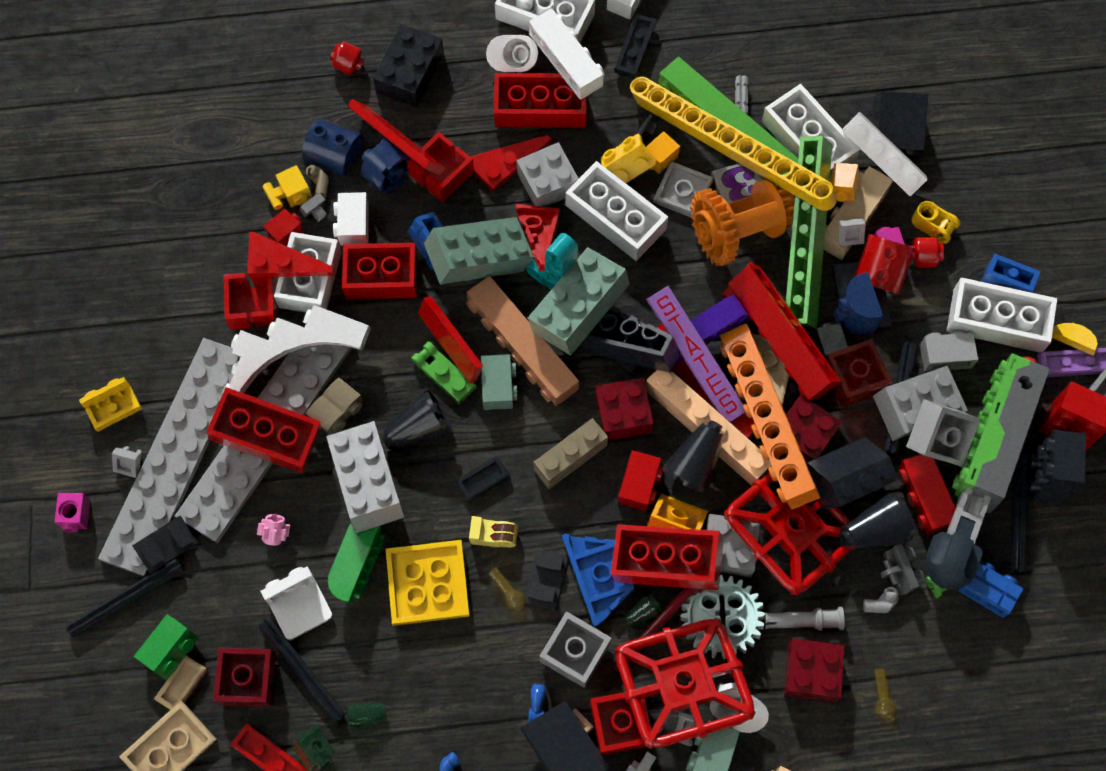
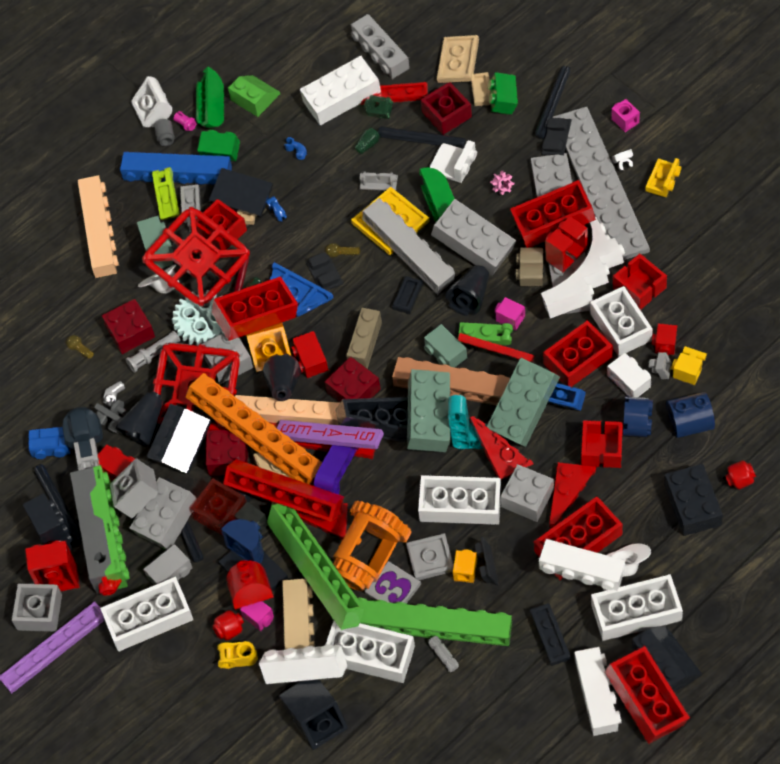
camera: 150 degrees right, 10 degrees down
(274, 259) = (641, 303): red wing -> none
(293, 387) = (569, 238): none -> red piece
(320, 178) = (677, 389): dark tan arm -> none
(396, 137) = (645, 431): red tile -> none
(396, 647) = (380, 181): none -> light grey hinge
(402, 370) = (510, 313): none -> dark pink brick
(438, 524) = (408, 246): none -> light grey brick
(492, 533) = (375, 268): light yellow leg -> none
(575, 649) = (274, 241): light grey brick -> none
(628, 159) = (482, 534): yellow bracket -> none
(665, 104) = (446, 589): yellow beam -> none
(845, 181) = (316, 620): light orange brick -> none
(851, 232) = (285, 587): light grey tile -> none
(1010, 274) = (157, 644): blue brick -> none
(1076, 336) = (87, 642): yellow tile -> none

